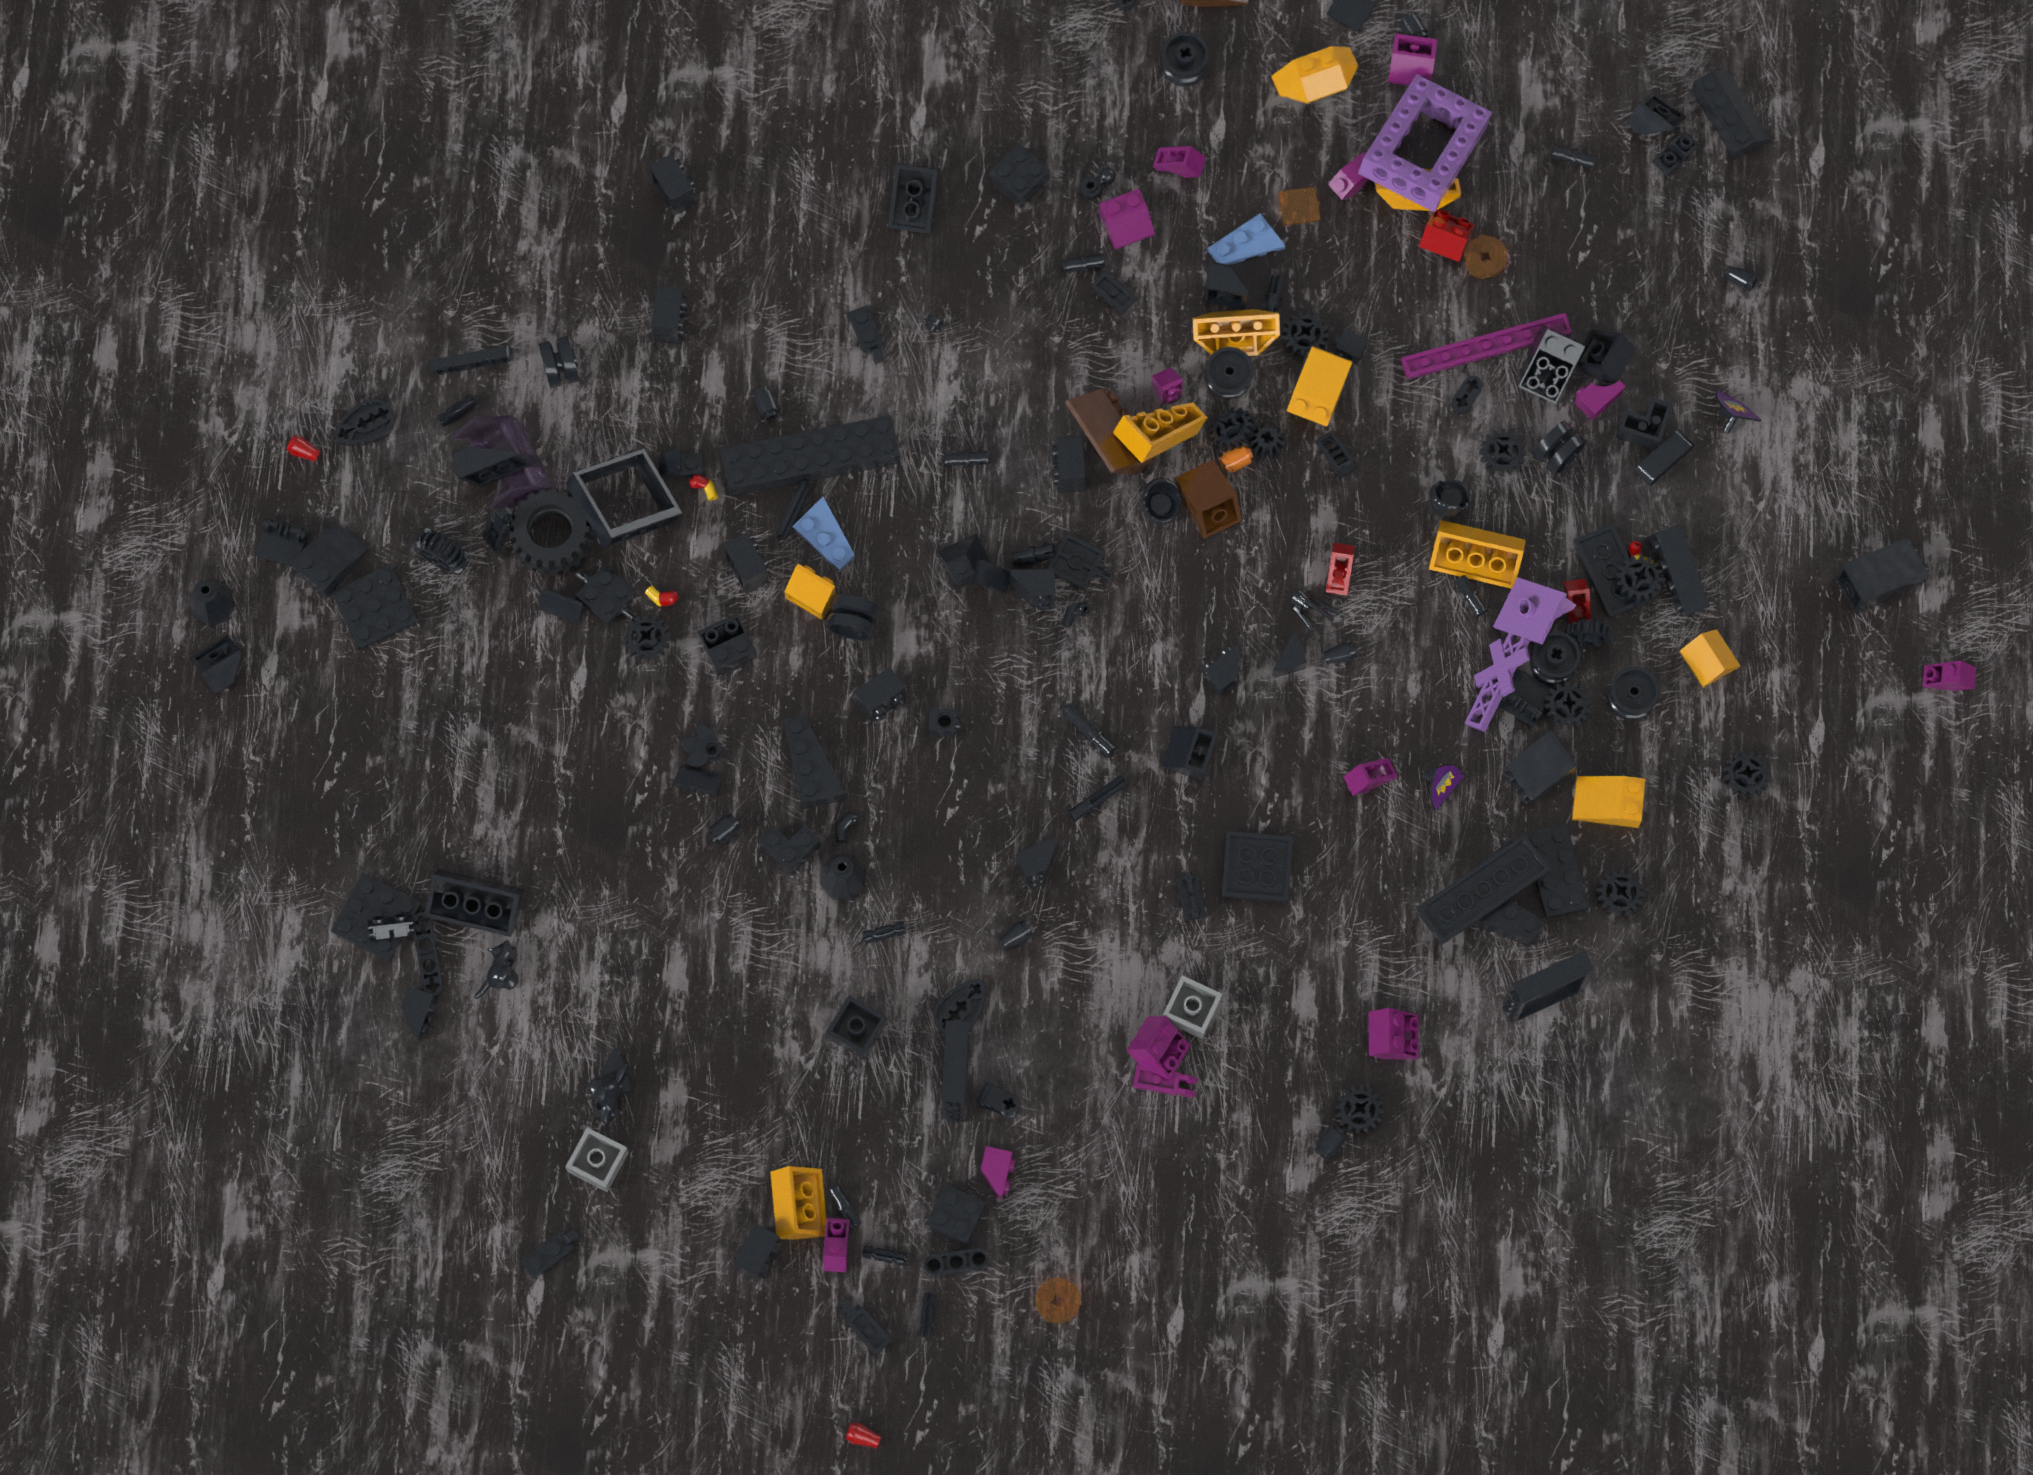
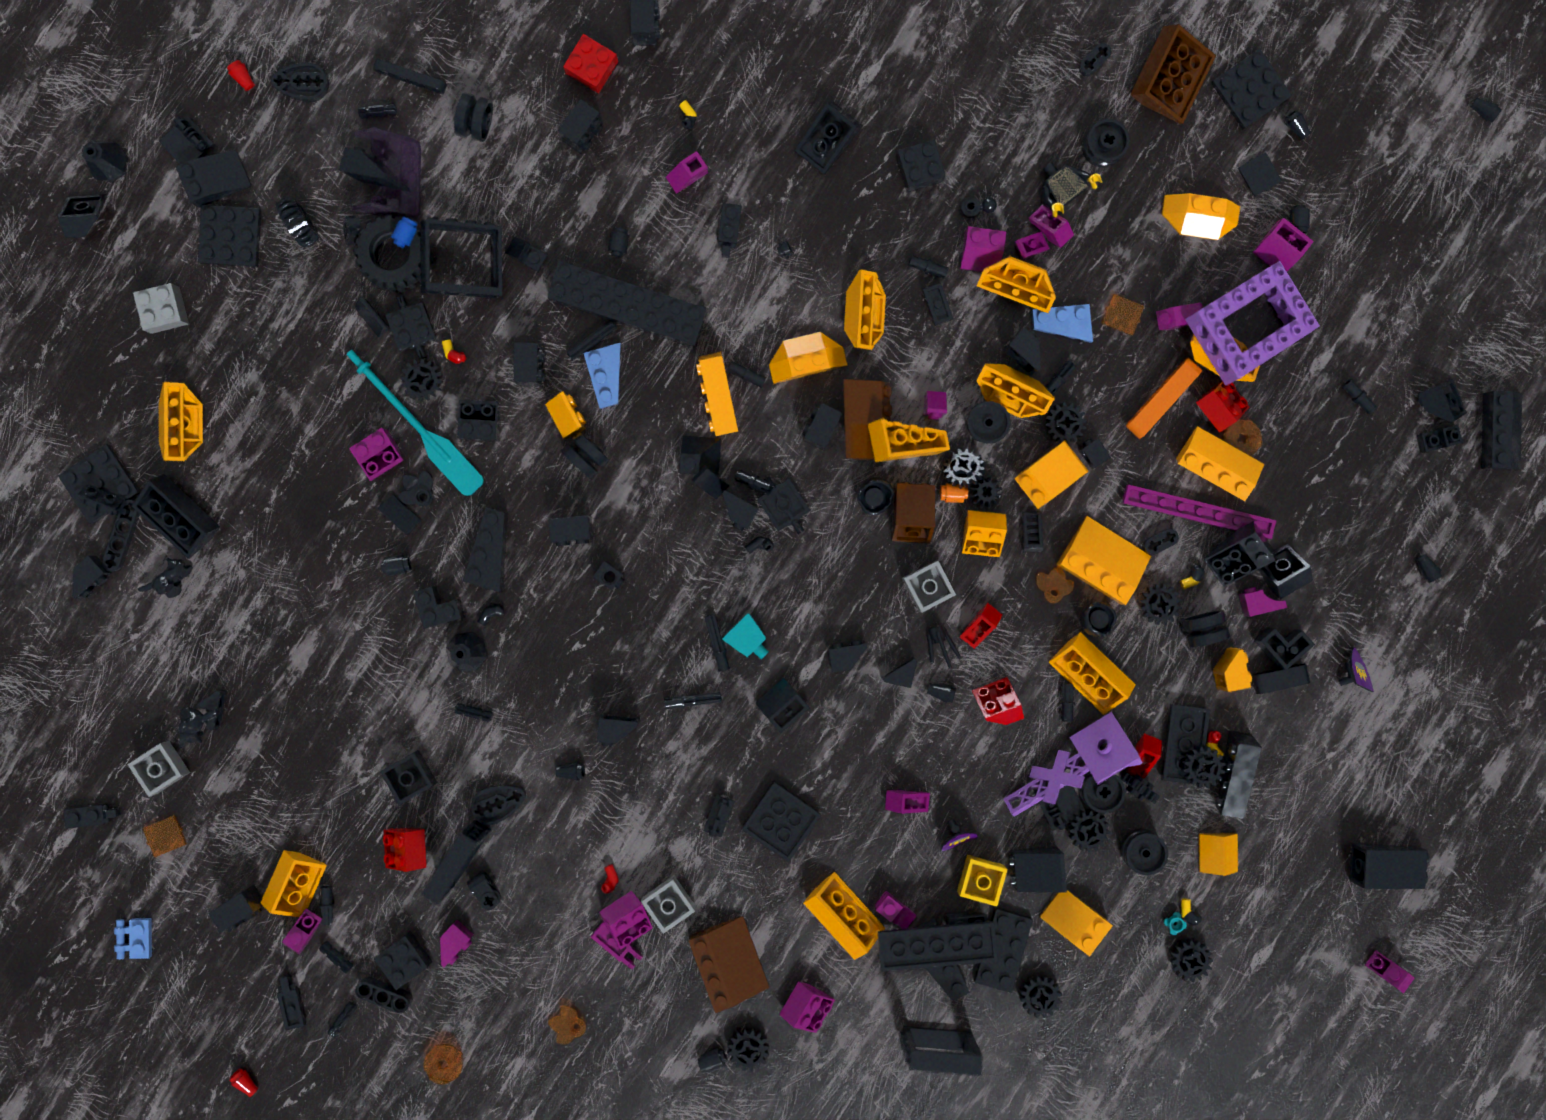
camera: 30 degrees right, 15 degrees up
(347, 710) = (161, 308): none -> light grey brick
(425, 808) = (179, 422): none -> light orange wedge
(557, 498) = (404, 232): none -> blue brick
(637, 1232) = (164, 836): none -> clear orange piece
(643, 253) = (590, 63): none -> red brick
(643, 730) = (377, 453): none -> magenta slope
(670, 1349) = (139, 938): none -> medium blue plate
(701, 696) = (439, 449): none -> teal piece
(705, 483) = (536, 280): arm -> none
(766, 249) = (690, 115): none -> arm
(796, 302) = (687, 172): none -> magenta slope
(892, 1104) = (404, 849): none -> red slope
(948, 490) = (718, 394): none -> light orange wedge
(1014, 412) = (806, 357): none -> light orange wedge
(1045, 334) = (865, 310): none -> light orange wedge
(1115, 707) = (747, 637): none -> teal torso
(1121, 1020) = (611, 881): none -> red arm
(1157, 1192) = (564, 1024): none -> clear orange plate
(1170, 118) = (1065, 186): none -> black torso
(1170, 190) = (1031, 246): none -> magenta slope
(1180, 227) = (1019, 282): none -> light orange wedge
(1265, 558) = (928, 586): none -> light grey brick
(1287, 1036) = (728, 963): none -> reddish brown slope
(1289, 480) = (984, 533): none -> light orange slope
(1375, 924) = (844, 916): none -> light orange slope
(1386, 260) = (1164, 398): none -> orange beam
(1386, 489) = (1054, 581): none -> clear orange plate
(1403, 630) = (999, 702): none -> red slope
(1419, 888) = (894, 910): none -> magenta arch
(1423, 443) = (1104, 561): none -> light orange slope
(1477, 288) = (1220, 463): none -> light orange slope
(1490, 809) = (982, 880): none -> yellow brick
(1522, 409) = (1195, 578): none -> arm
(1611, 474) = (1232, 671): none -> light orange slope
(1710, 743) = (1174, 929): none -> teal plate
(1717, 733) = (1186, 912): none -> arm

